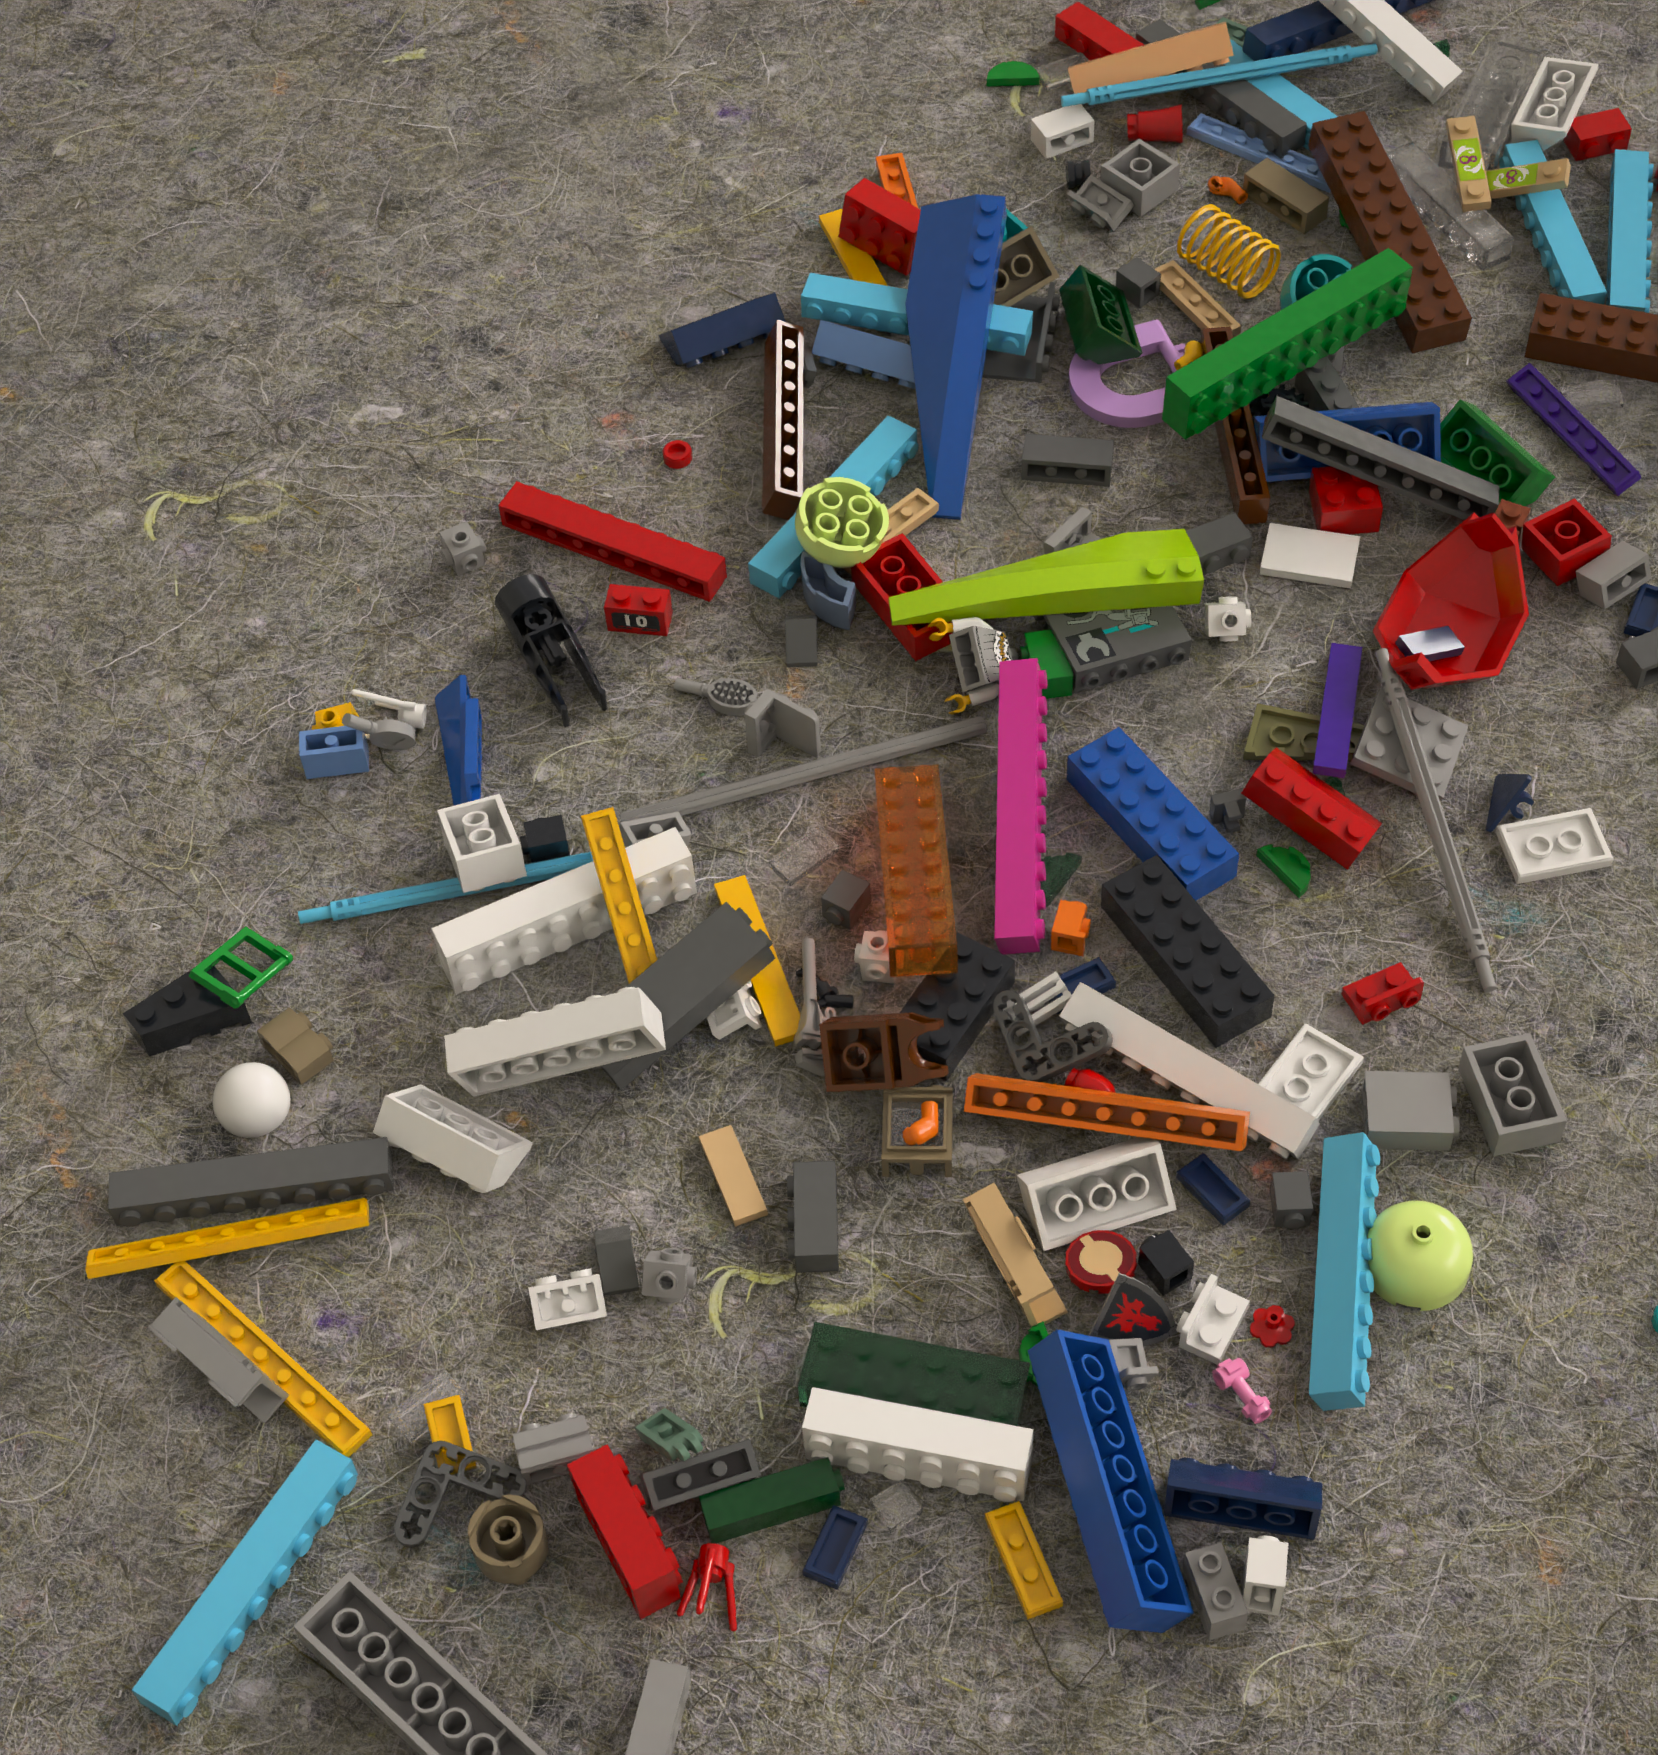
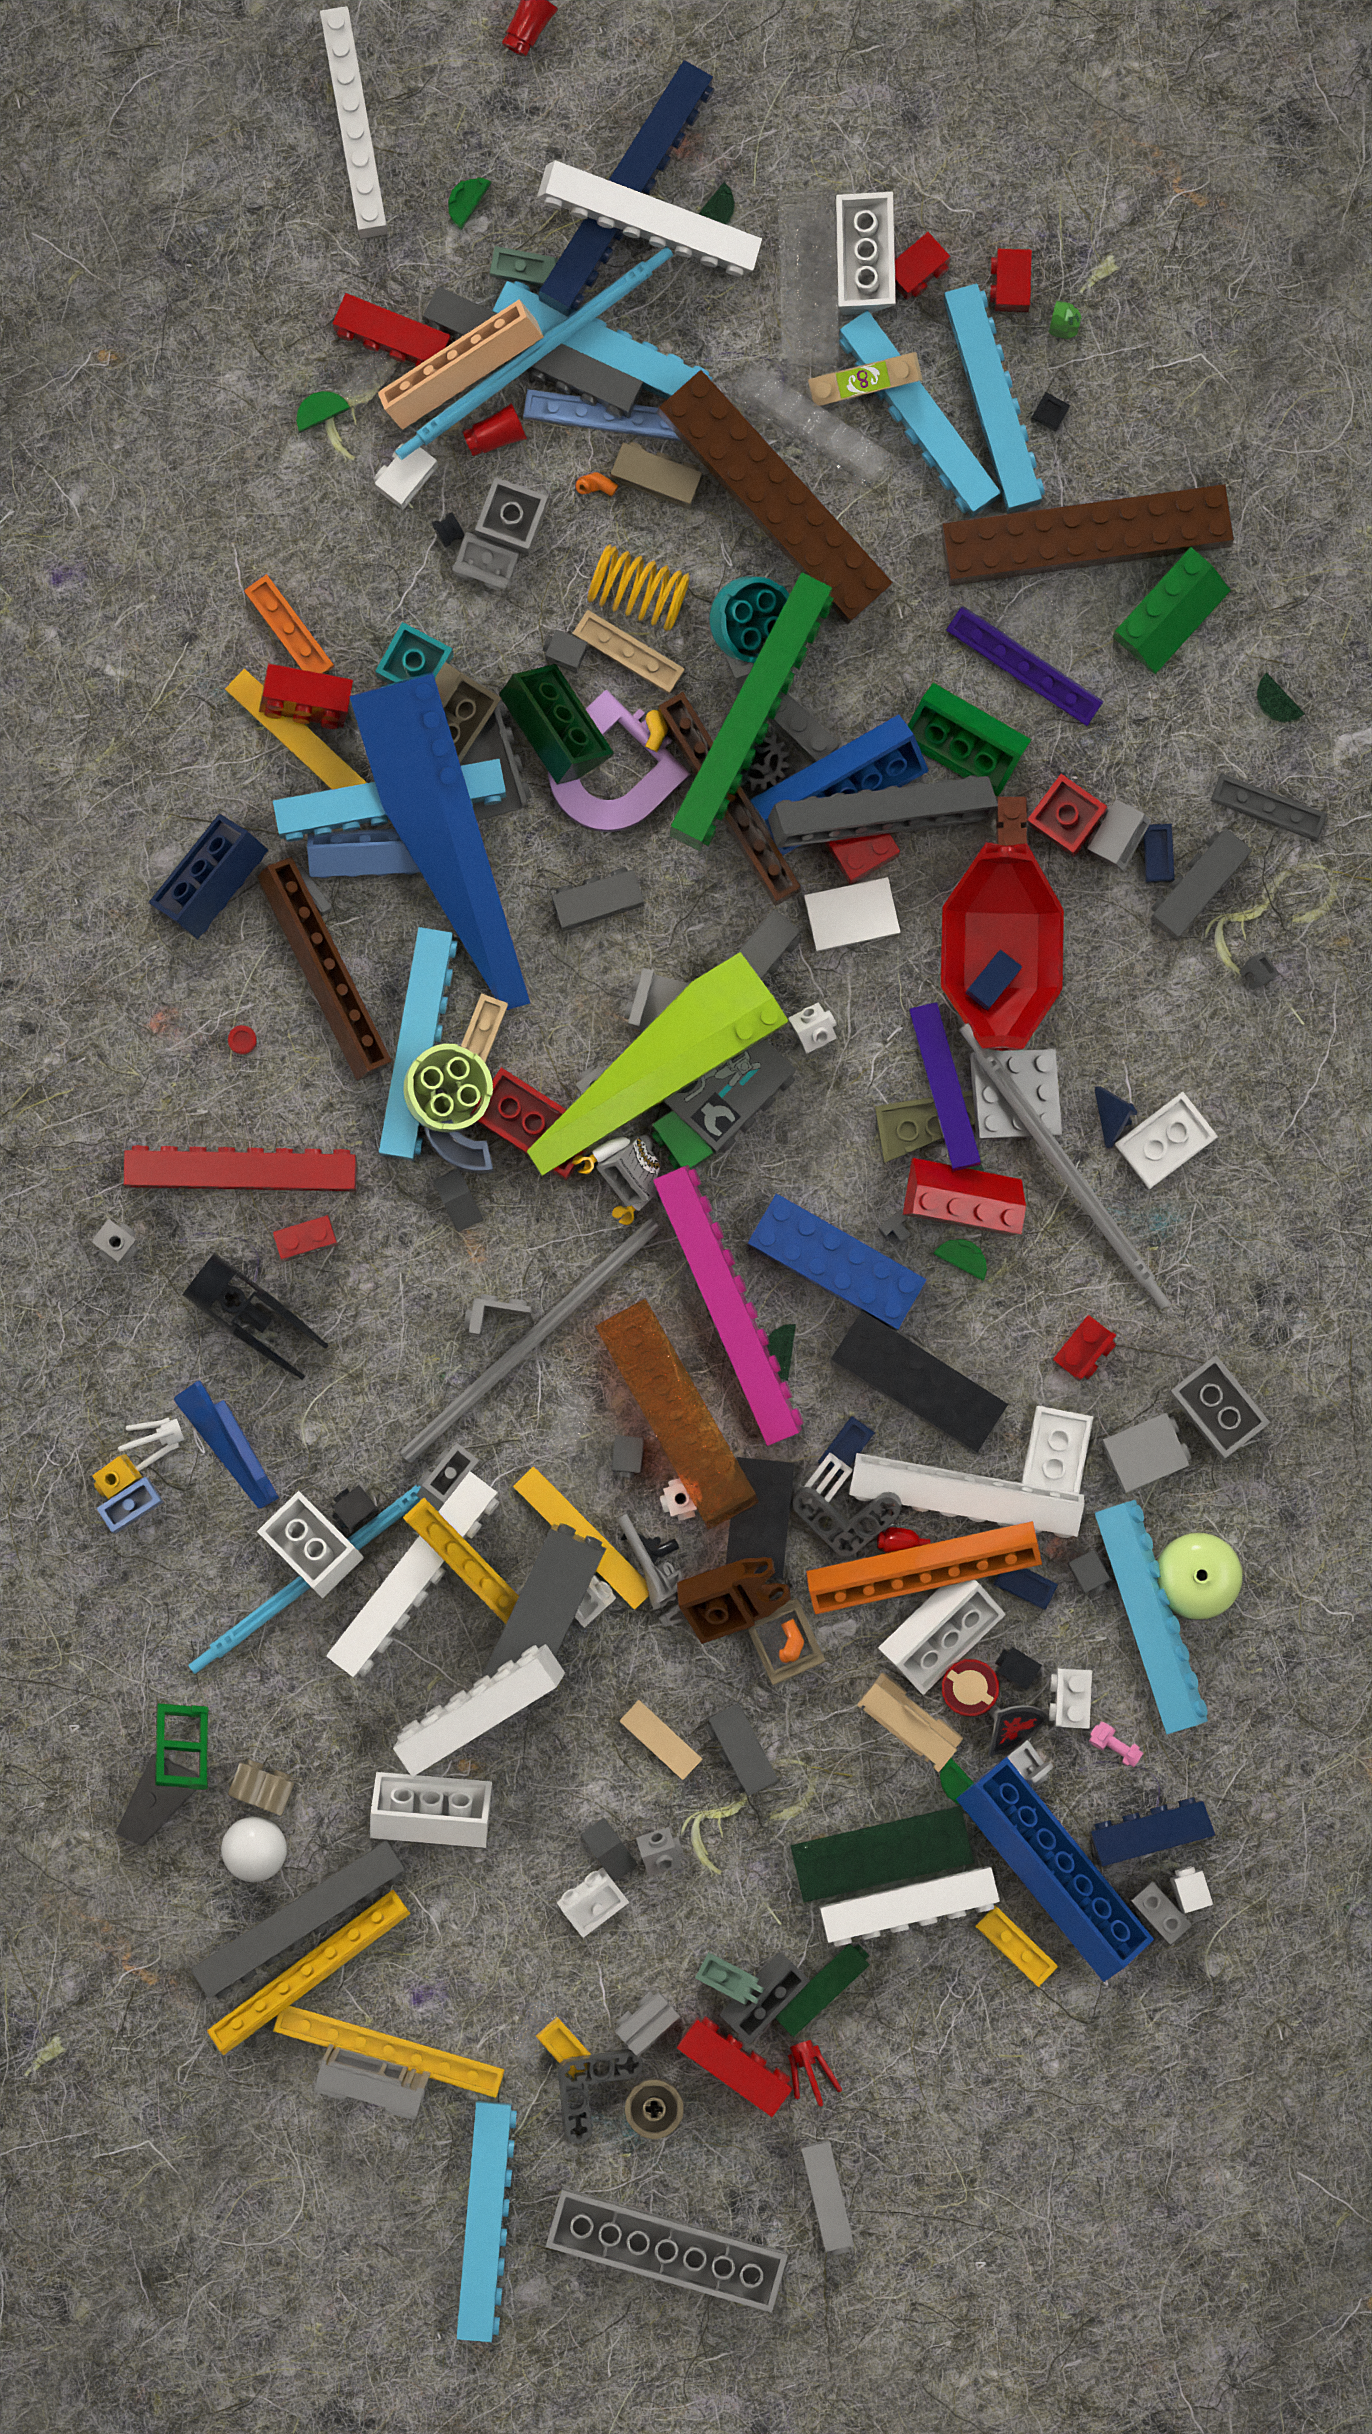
camera: 30 degrees left, 30 degrees up
(383, 733) = (162, 1469): light grey piece -> none
(724, 695) = (423, 1289): light grey piece -> none
(835, 1547) = (881, 1998): dark blue tile -> none
(1070, 928) = (818, 1399): orange brick -> none
(1272, 1326) = (1106, 1677): red plant -> none
(1468, 163) = (818, 382): tan plate -> none

